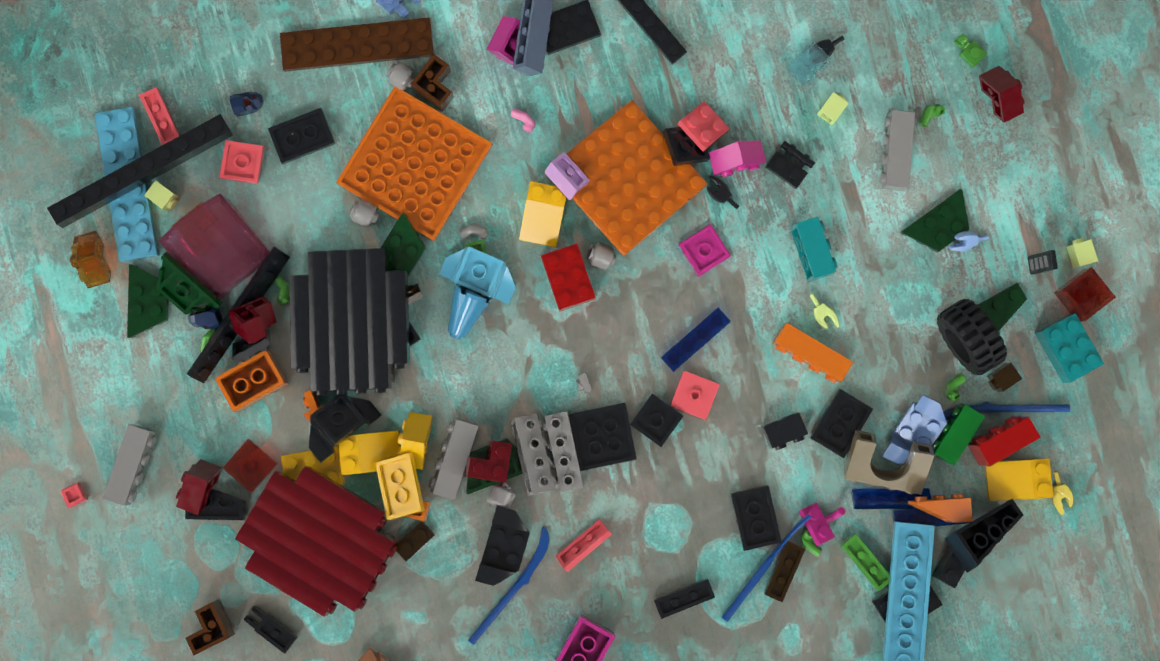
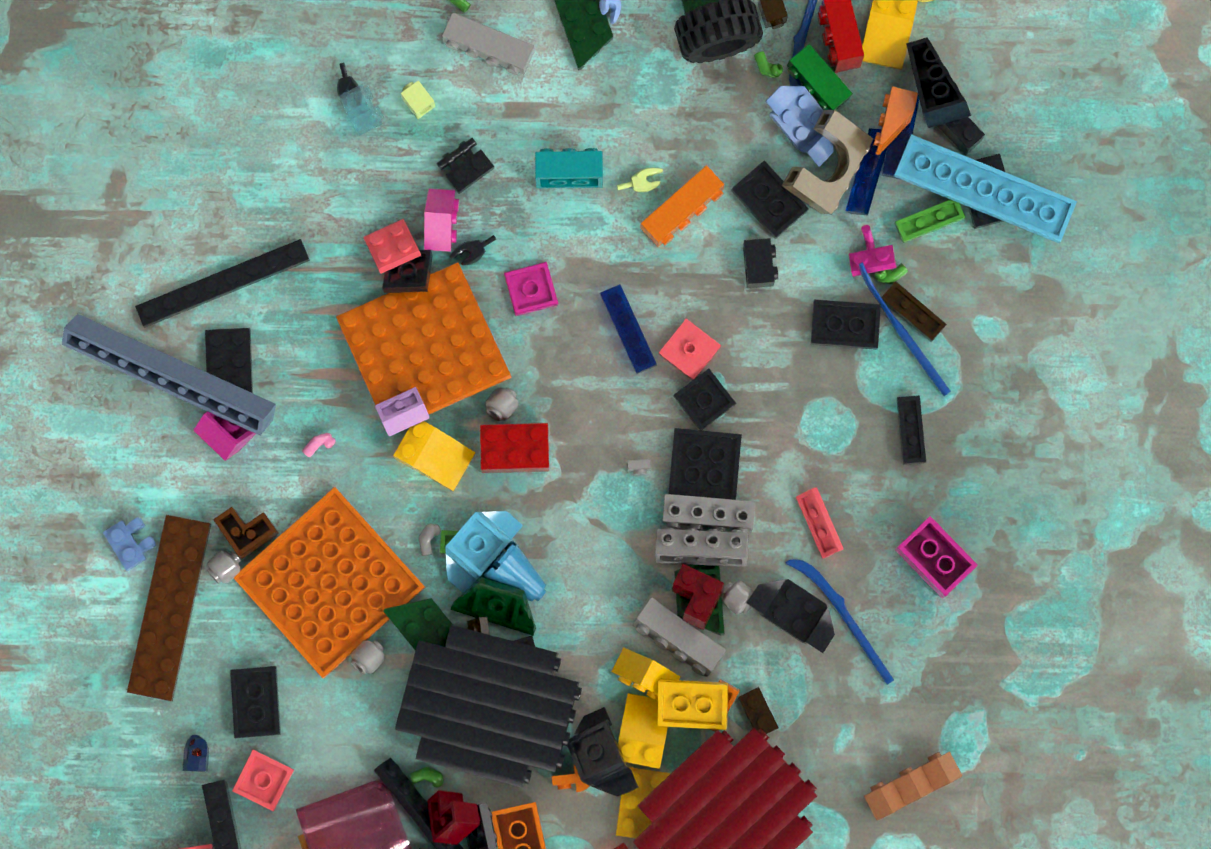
camera: 75 degrees left, 5 degrees down
(435, 304) = (498, 603): none -> dark green wing

